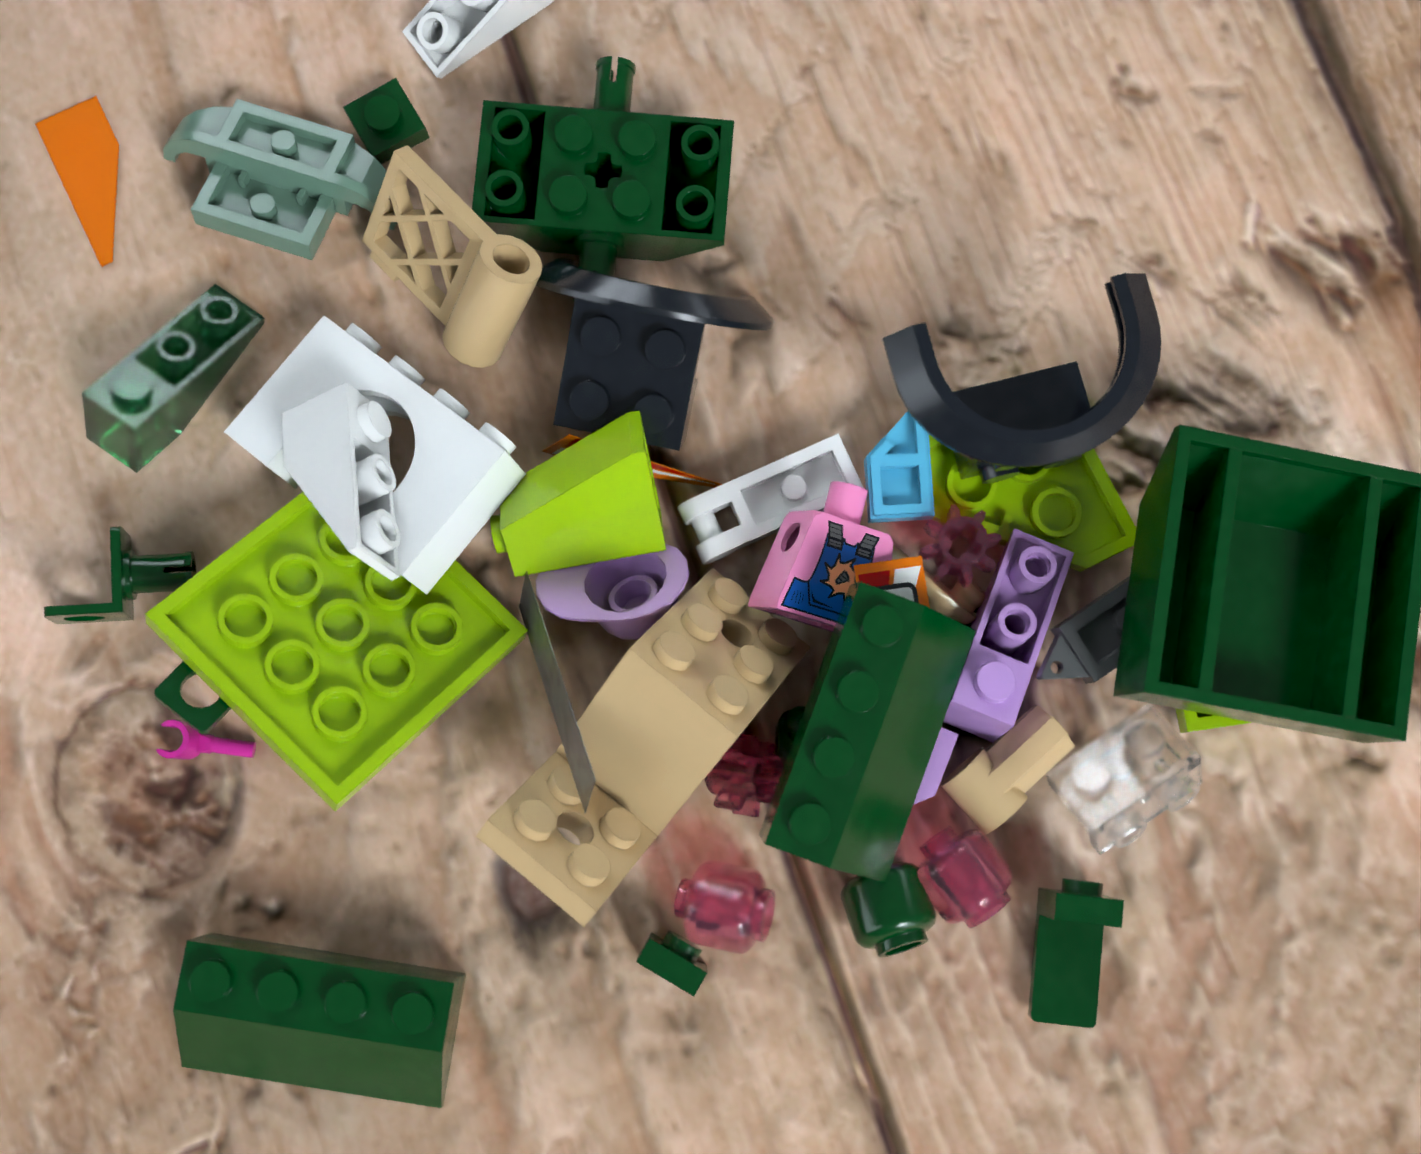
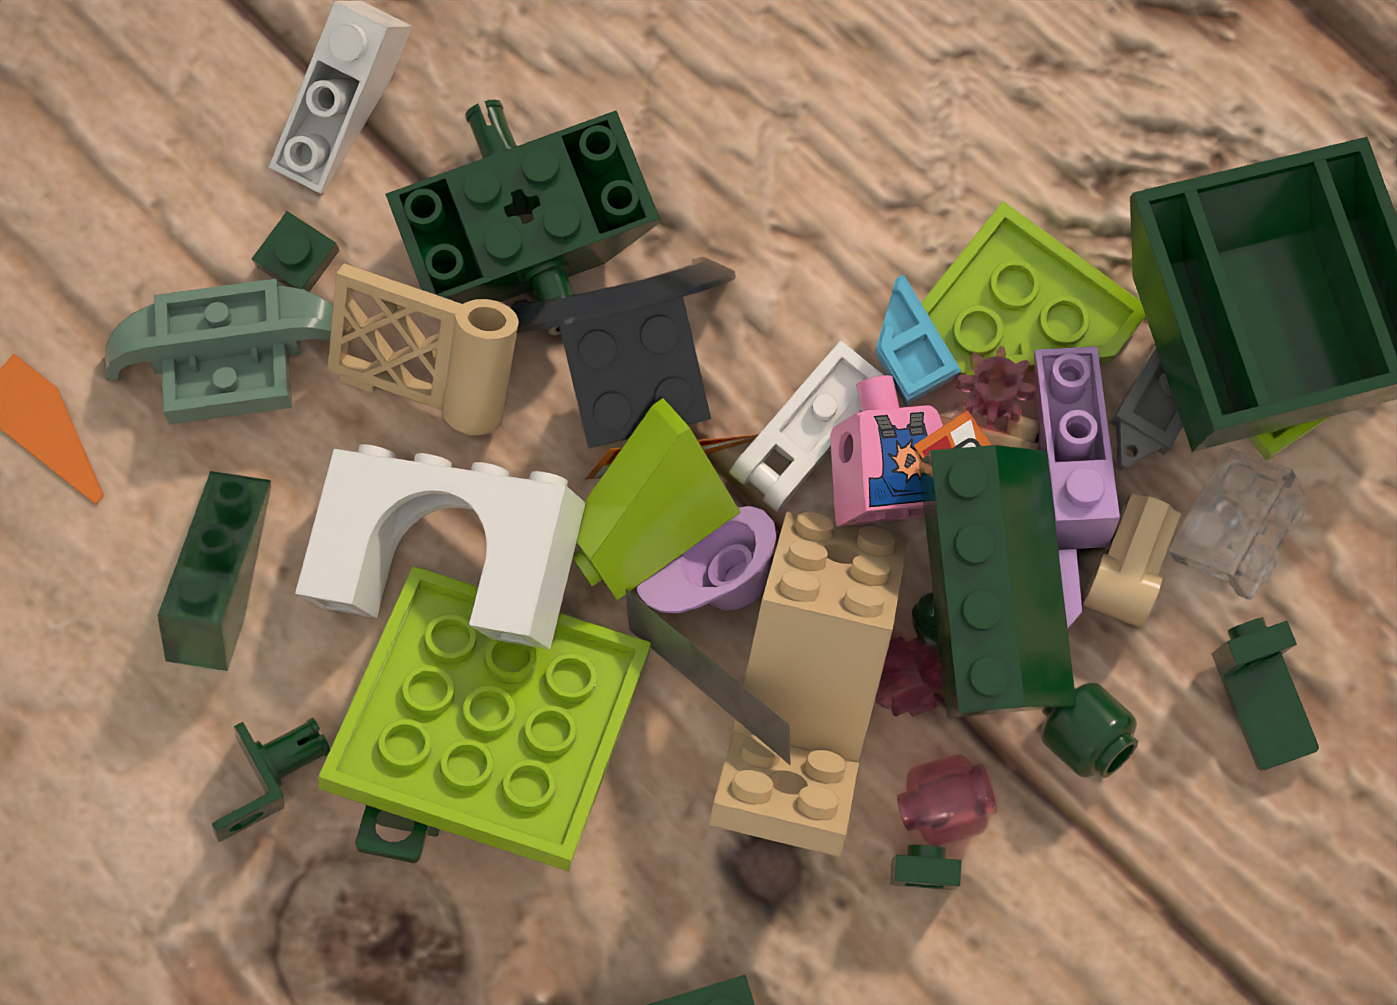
camera: 20 degrees left, 5 degrees down
(197, 743) = (408, 884): dark pink hand -> none
(342, 464) = (421, 560): white slope -> none
(964, 876) = (1142, 671): clear pink head -> none
(1035, 415) = (1005, 242): black piece -> none

